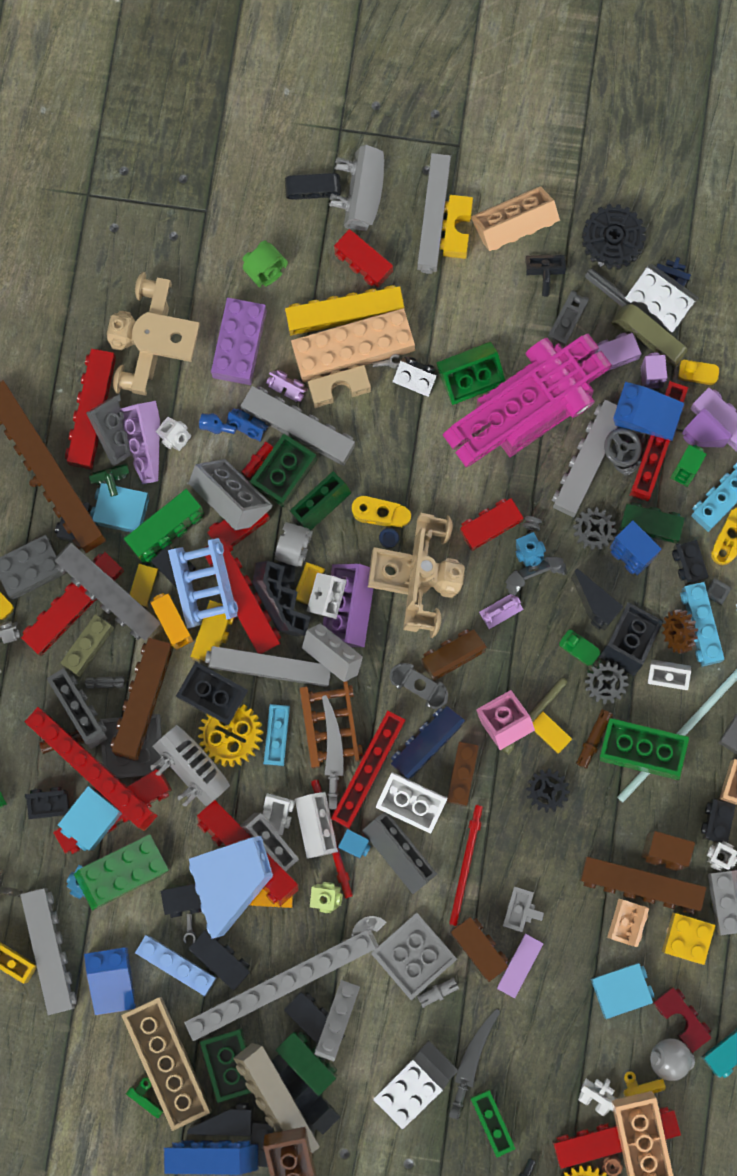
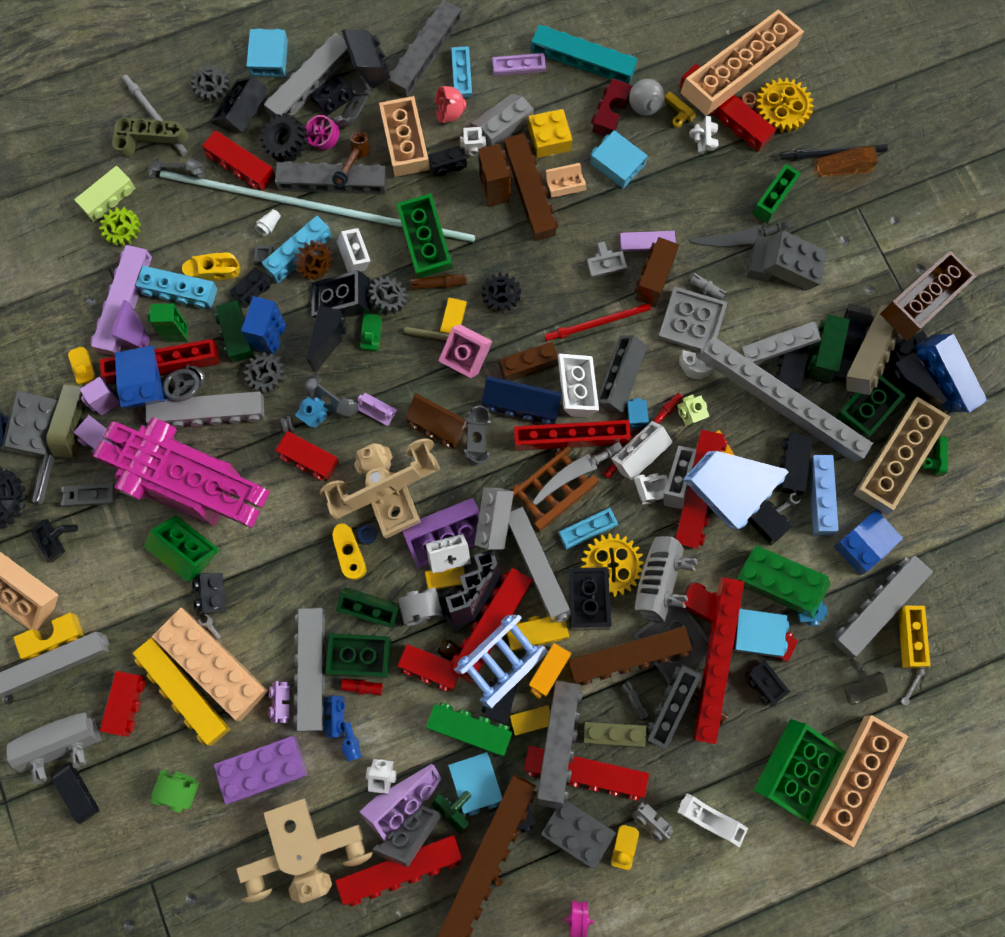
camera: 125 degrees left, 5 degrees down
(229, 493) = (407, 689): light grey slope -> none
(243, 550) = (449, 649): none -> dark brown cone
(354, 378) = (241, 644): tan arch -> none

